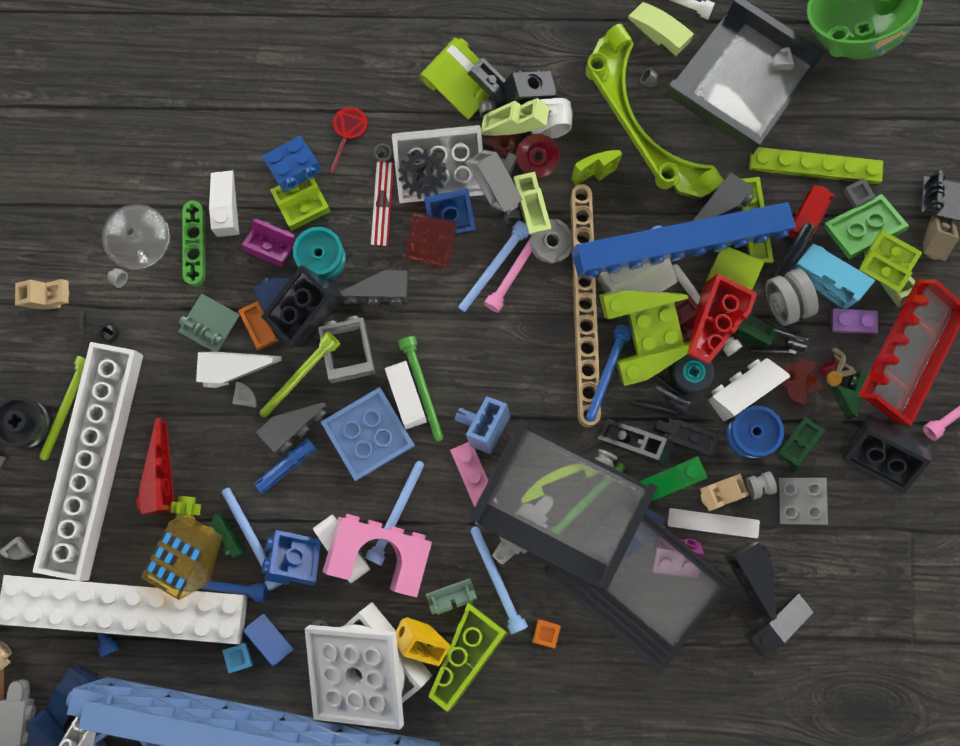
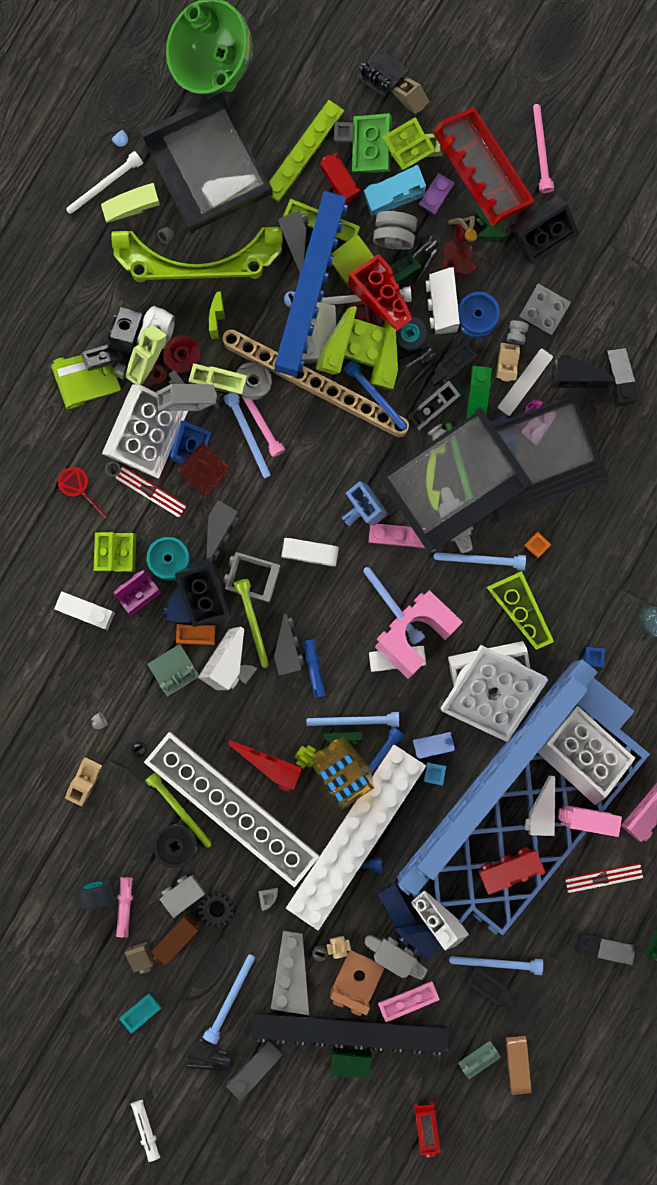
camera: 60 degrees left, 5 degrees up
(144, 245) = (85, 697): clear dish -> none
(193, 243) = (105, 647): bright green beam -> none
(291, 558) = (385, 697): blue plate -> none
(292, 164) = (83, 542): blue plate -> none
(367, 434) = (323, 595): medium blue plate -> none
(408, 346) = (275, 530): bright green piece -> none
(413, 640) = (488, 638): yellow torso -> none
(414, 169) = (162, 442): black gear -> none
(458, 593) = (473, 604): sand green hinge -> none
(782, 60) = (209, 127): light grey tile -> none
(794, 250) = (361, 207): black axle -> none
(800, 443) = (503, 286): dark green hinge -> none

